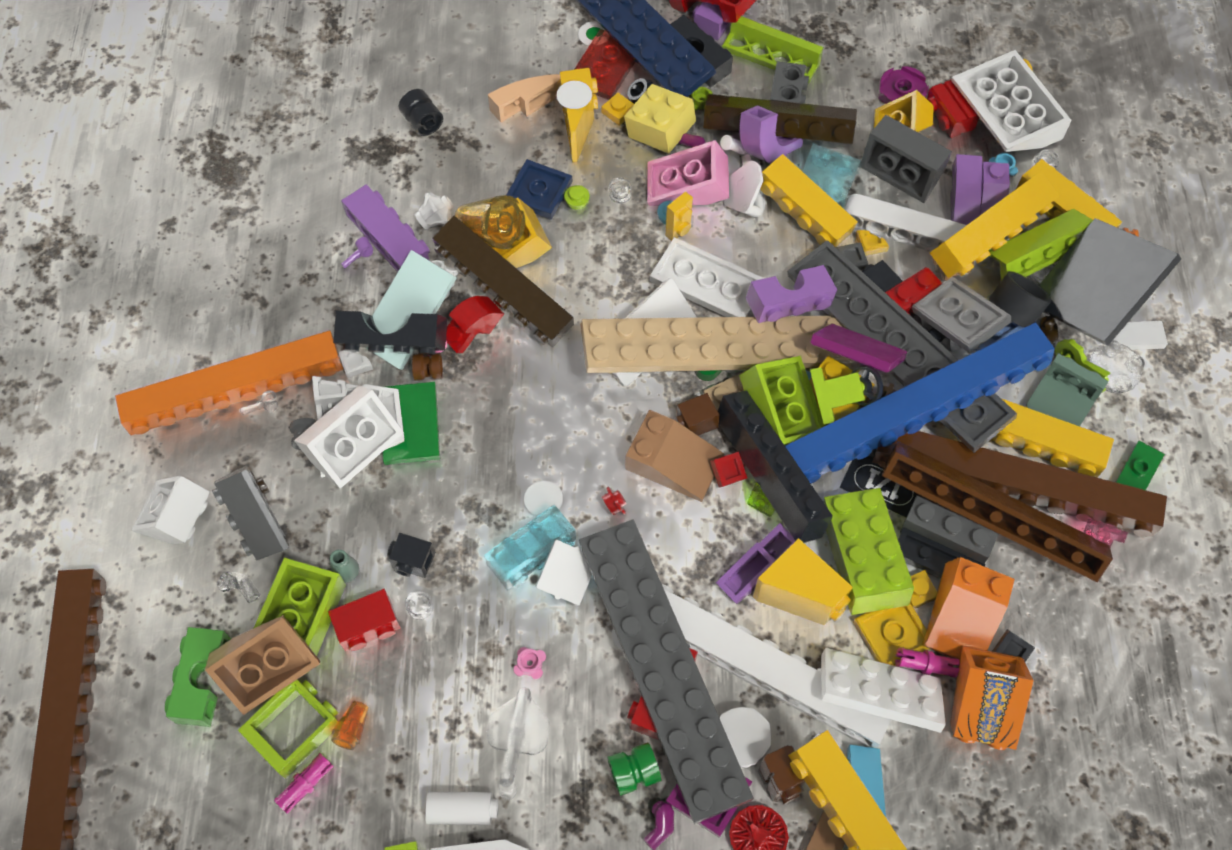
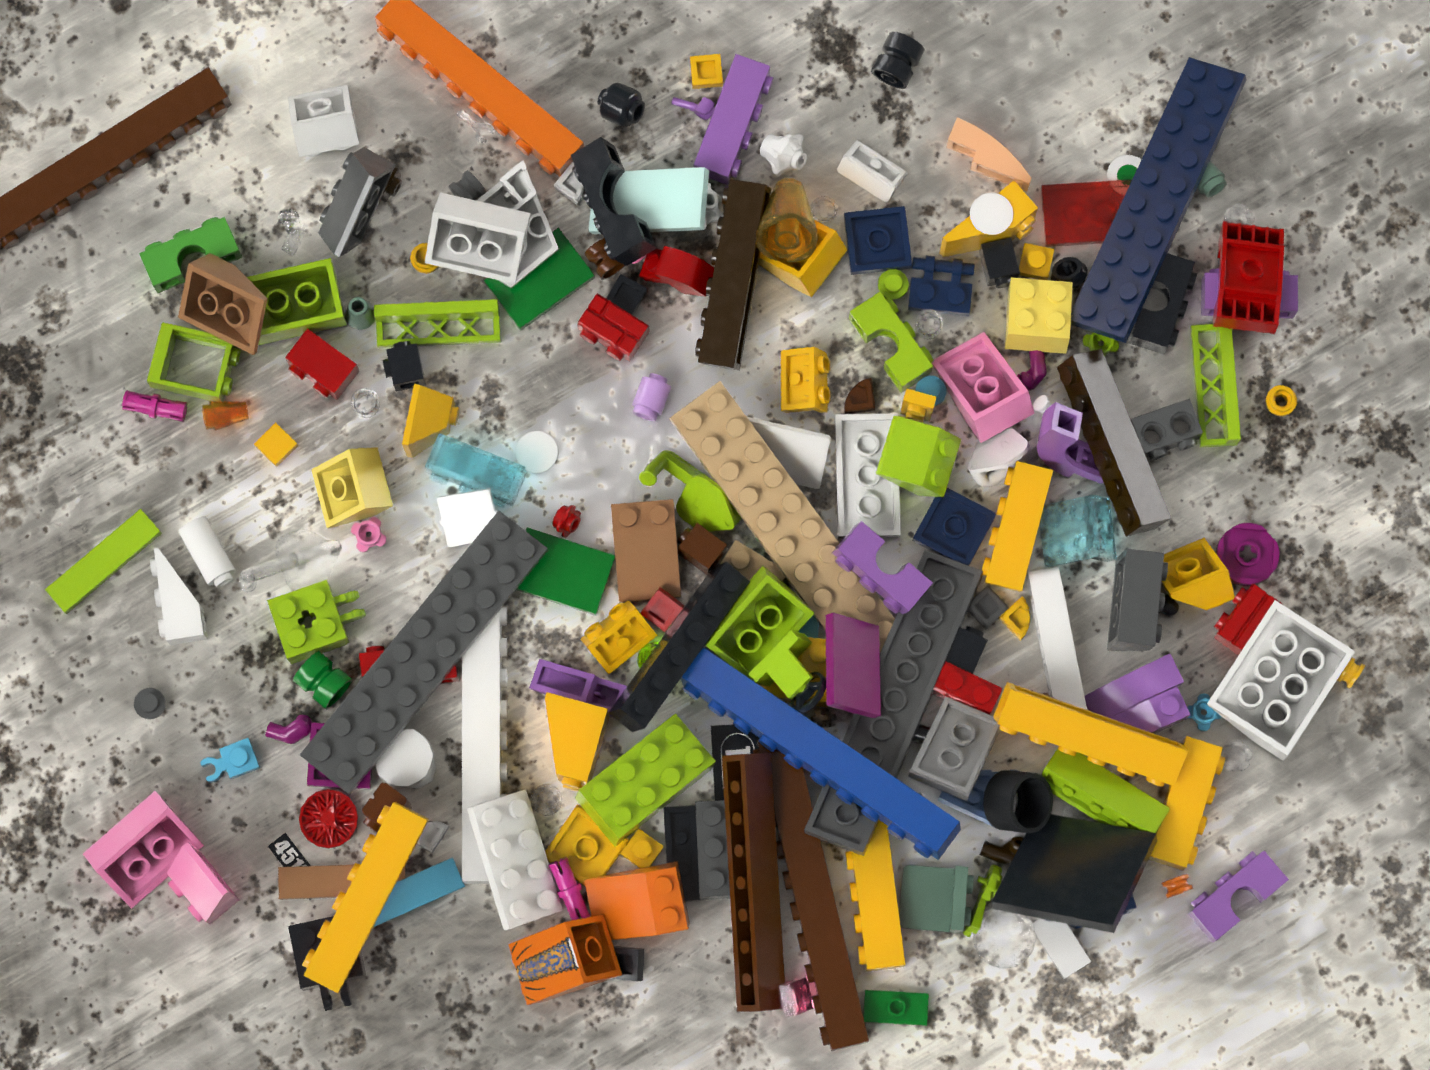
camera: 60 degrees right, 15 degrees up
(320, 296) = (621, 104): none -> black head
(334, 497) = (418, 259): none -> yellow plate
(338, 231) = (706, 71): none -> yellow plate
(384, 507) = (438, 311): none -> lime fence
(405, 697) = (276, 444): none -> yellow tile
(465, 367) = (627, 294): none -> black plate
(465, 558) = (427, 417): none -> yellow slope
(482, 653) = (352, 486): none -> light yellow slope
(484, 389) = (612, 328): none -> red brick
(486, 171) = (871, 171): none -> white slope
(556, 390) = (651, 397): none -> lavender brick
(570, 732) = (326, 630): none -> lime hinge
(605, 169) = (942, 296): none -> dark blue plate
(606, 125) = (999, 262): none -> black brick
(608, 285) = (804, 380): none -> yellow bracket
(637, 210) = (879, 318): none -> lime arch
(646, 258) = (860, 398): none -> reddish brown tile
(659, 391) = (702, 497): none -> lime piece
(662, 521) = (569, 574): none -> green tile
(719, 234) = (918, 457): none -> lime slope
(731, 513) = (618, 636): none -> yellow bracket
(779, 245) = (954, 527): none -> dark blue plate
(806, 22) = (1285, 392): none -> yellow plate
(837, 639) = (546, 799): none -> clear plate
(1156, 224) = (1214, 911): none -> medium lavender arch

